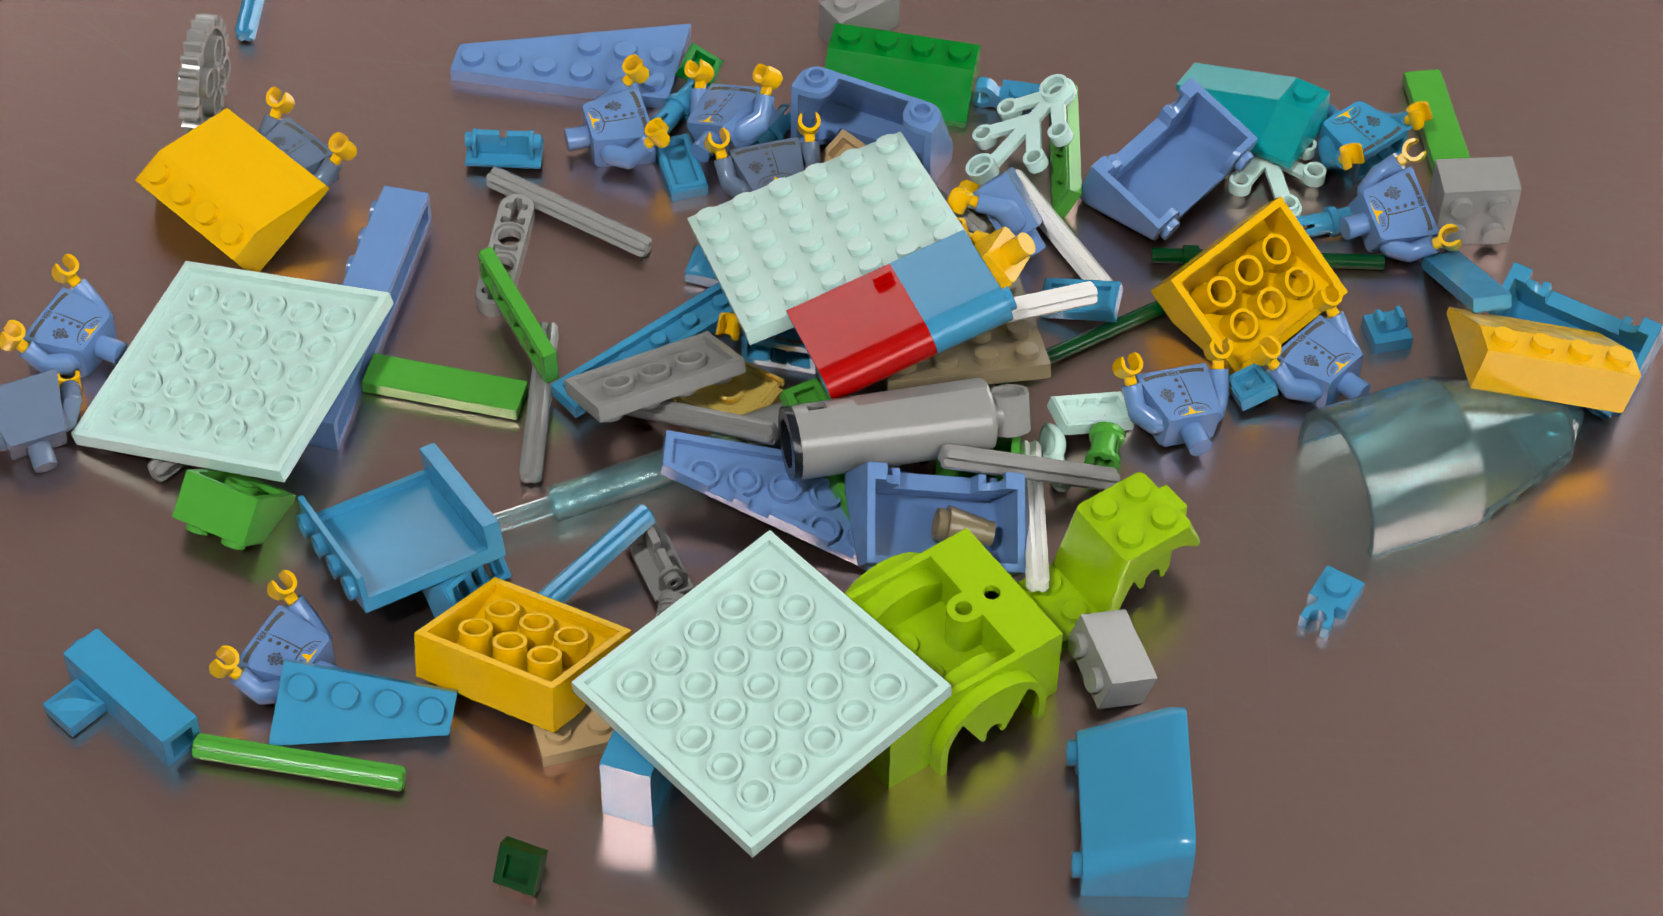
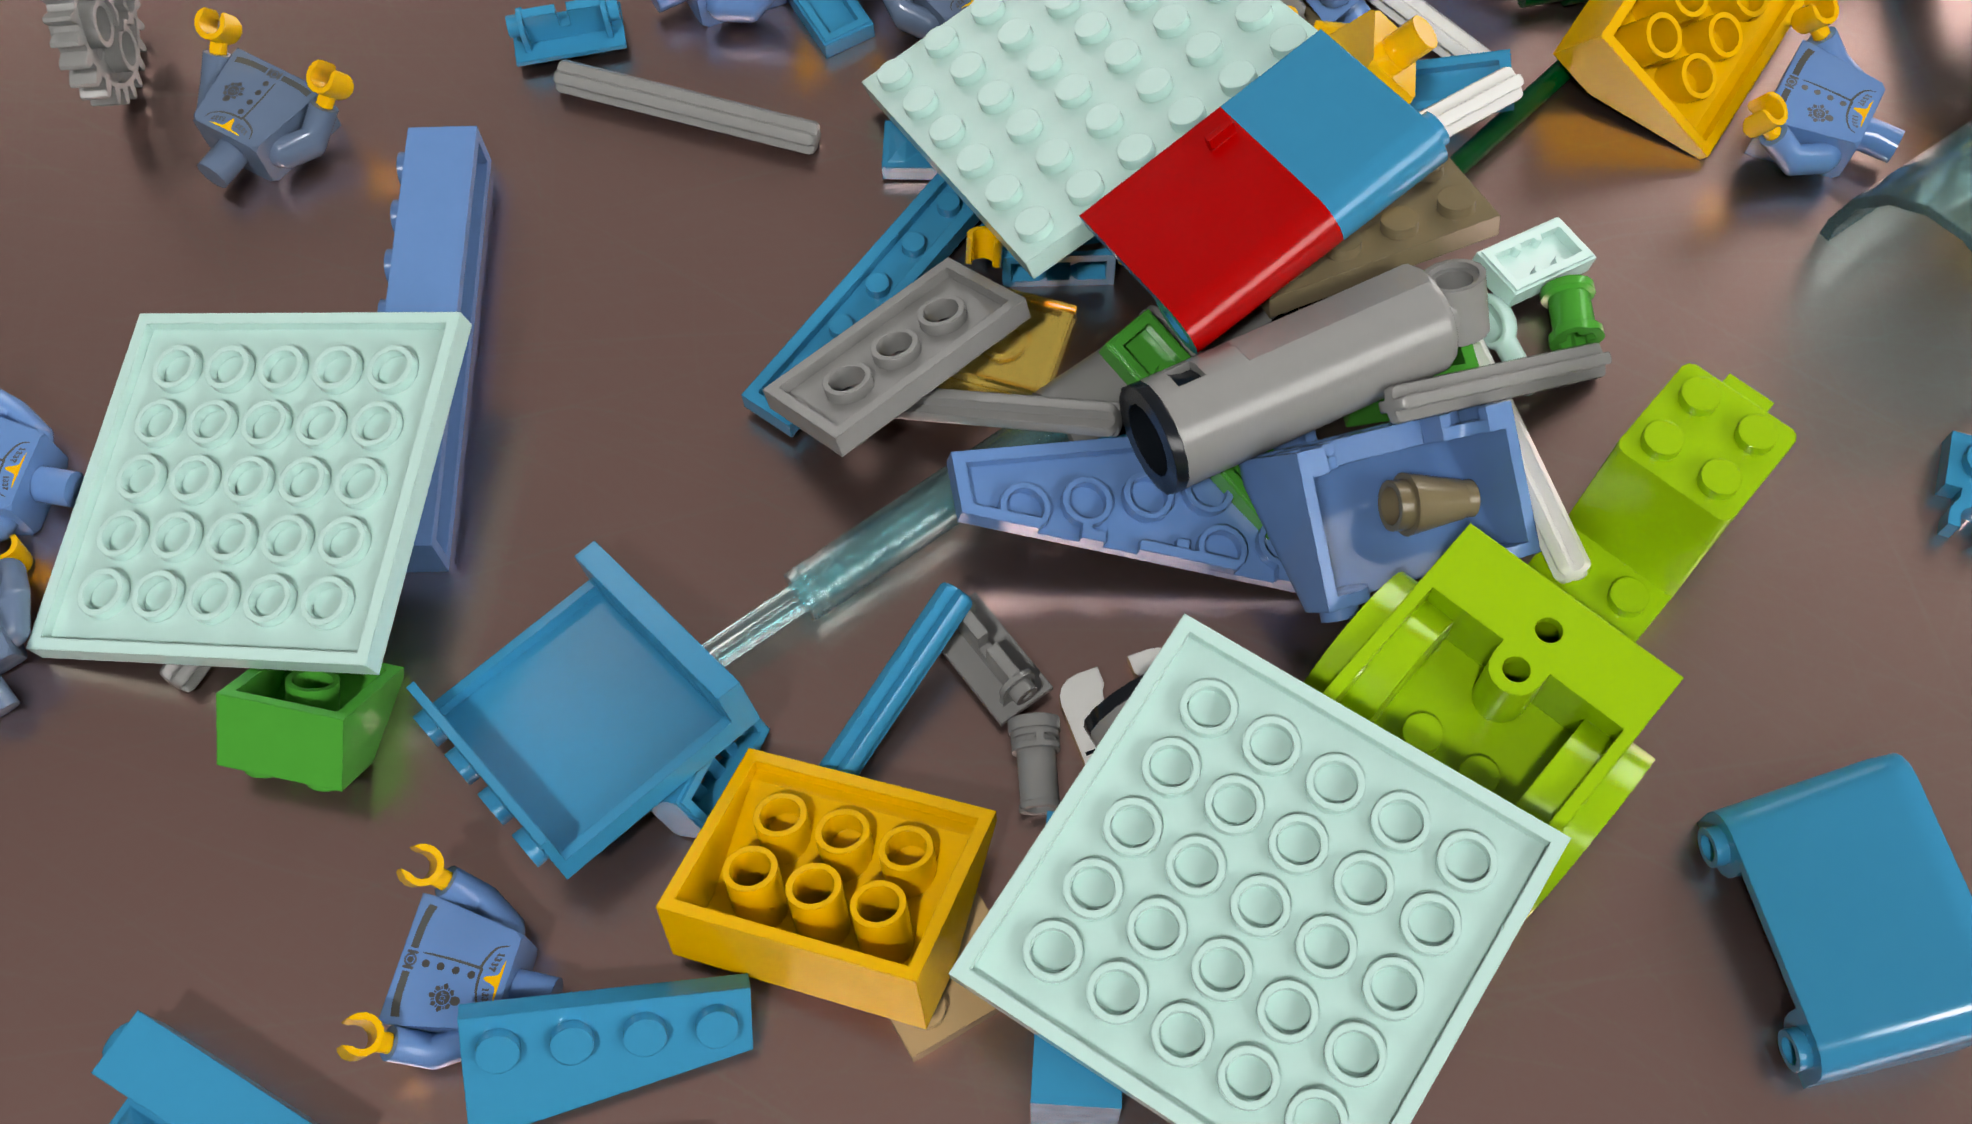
camera: 10 degrees left, 15 degrees up
(233, 188) = (182, 182): yellow slope -> none
(445, 386) = (582, 429): bright green tile -> none
(509, 255) = (609, 195): light grey beam -> none
(518, 315) = (664, 296): bright green tile -> none
(537, 418) = (730, 427): light grey axle -> none
(1111, 659) = (1727, 669): light grey brick -> none
(1178, 402) = (1657, 216): medium blue torso -> none
(1251, 386) = (1734, 168): dark azure tile -> none
(1387, 331) = (1882, 39): dark azure tile -> none

